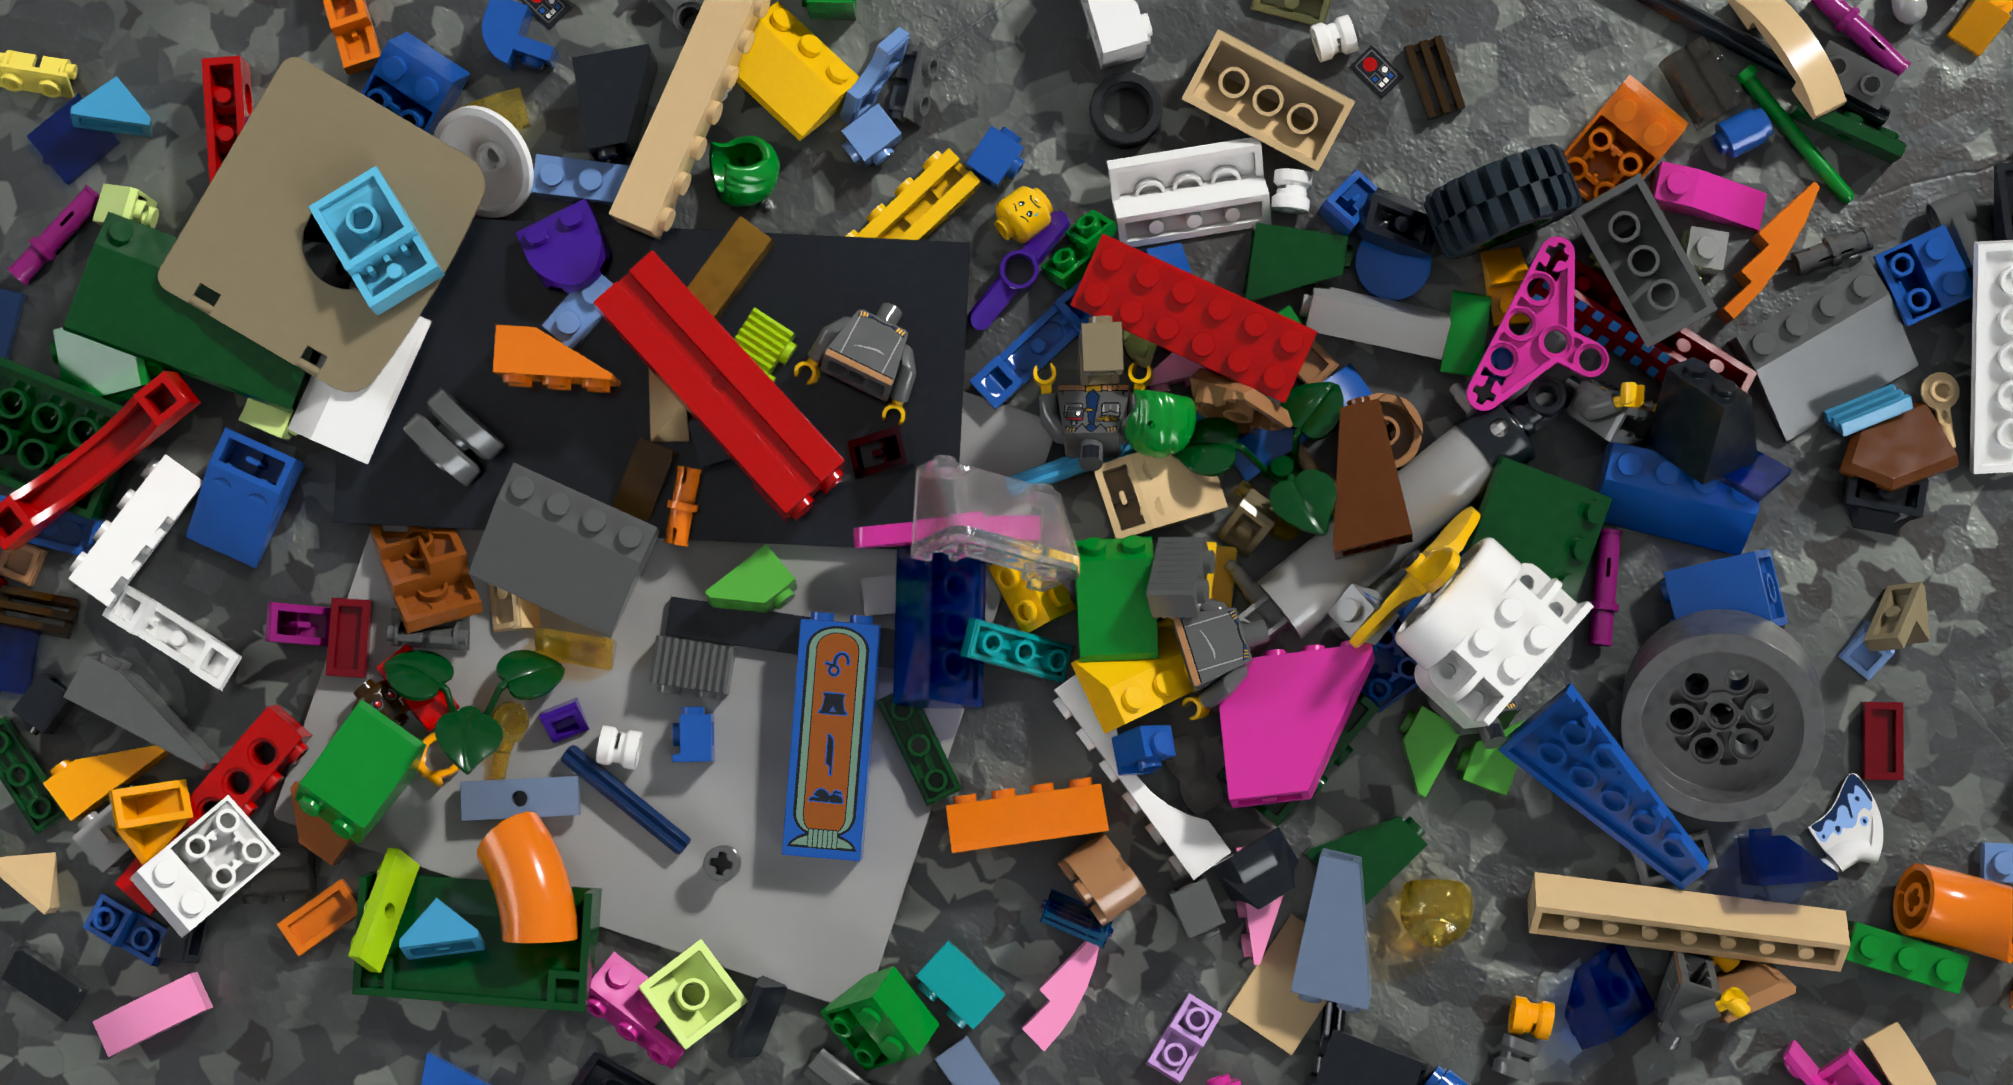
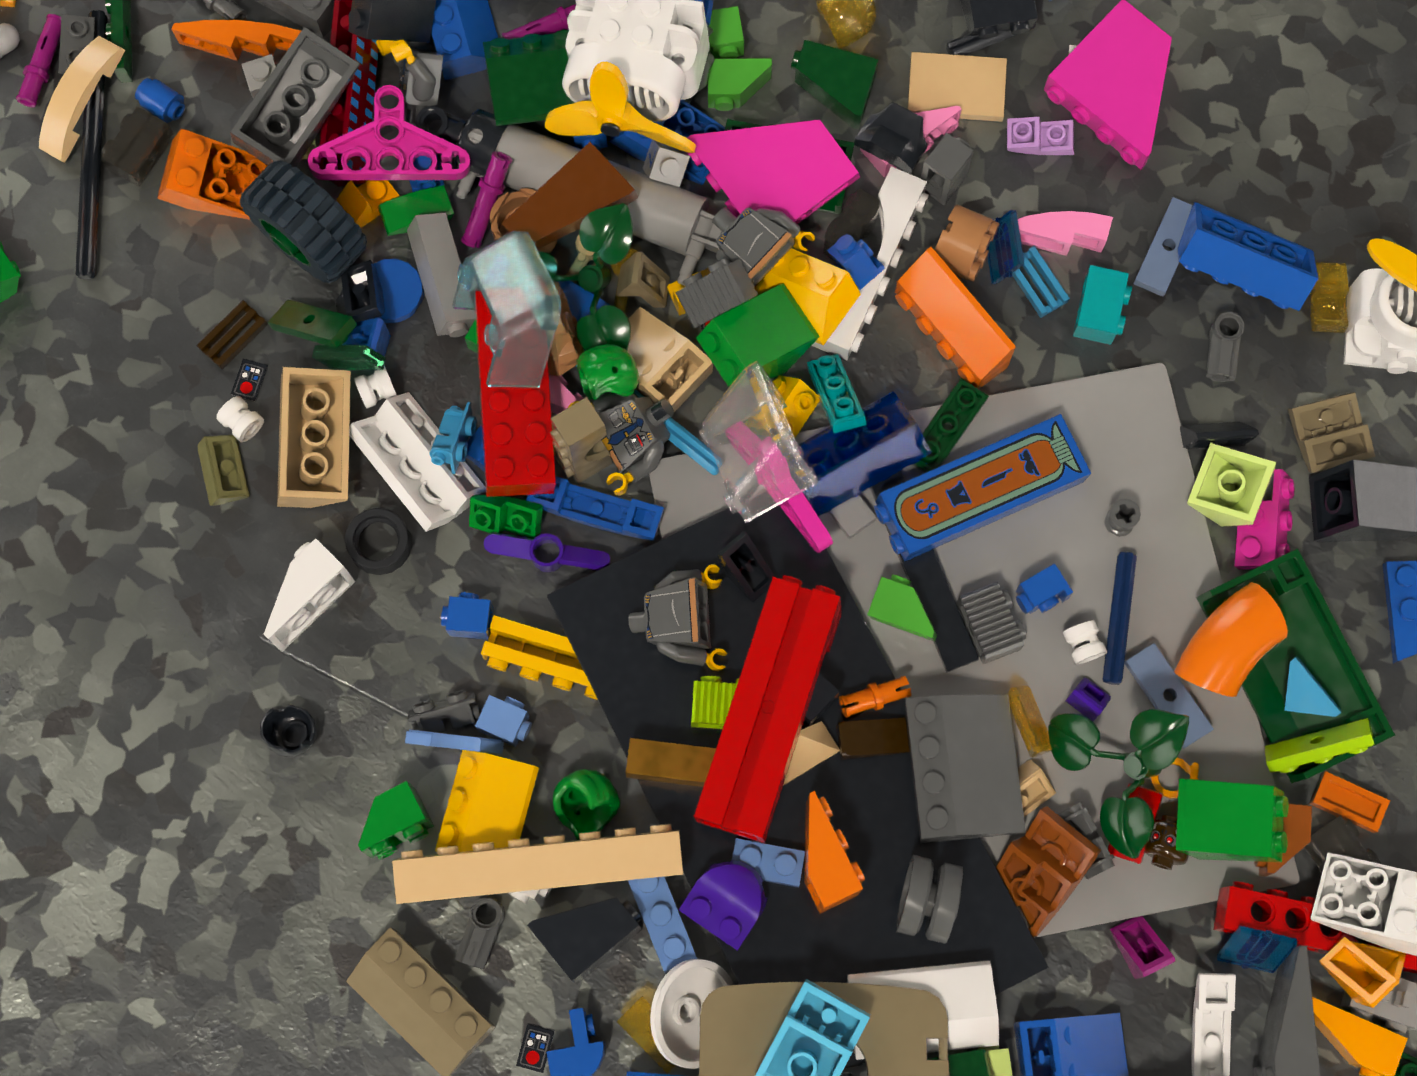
camera: 115 degrees left, 10 degrees down
(233, 730) = (1256, 949): none -> piece
(349, 637) = (1129, 902): dark red tile -> none
(514, 724) = (1116, 736): clear yellow plate -> none
(881, 1019) = (1162, 342): green slope -> none
(993, 937) = (1050, 279): none -> dark azure tile
(1023, 214) = (501, 572): yellow head -> none
(1178, 232) = (459, 427): none -> dark azure hinge
(1273, 358) = (521, 304): none -> clear light blue windscreen
(1292, 258) = (430, 359): dark green slope -> none
(1334, 177) = (349, 357): none -> clear green tile
(1335, 939) = (908, 64): sand blue slope -> none
(1391, 159) = (312, 323): none -> dark green tile
(1435, 416) = (490, 189): none -> magenta pin
(1706, 196) = (220, 98): dark pink slope -> none
(1794, 134) = (114, 119): green bar -> none

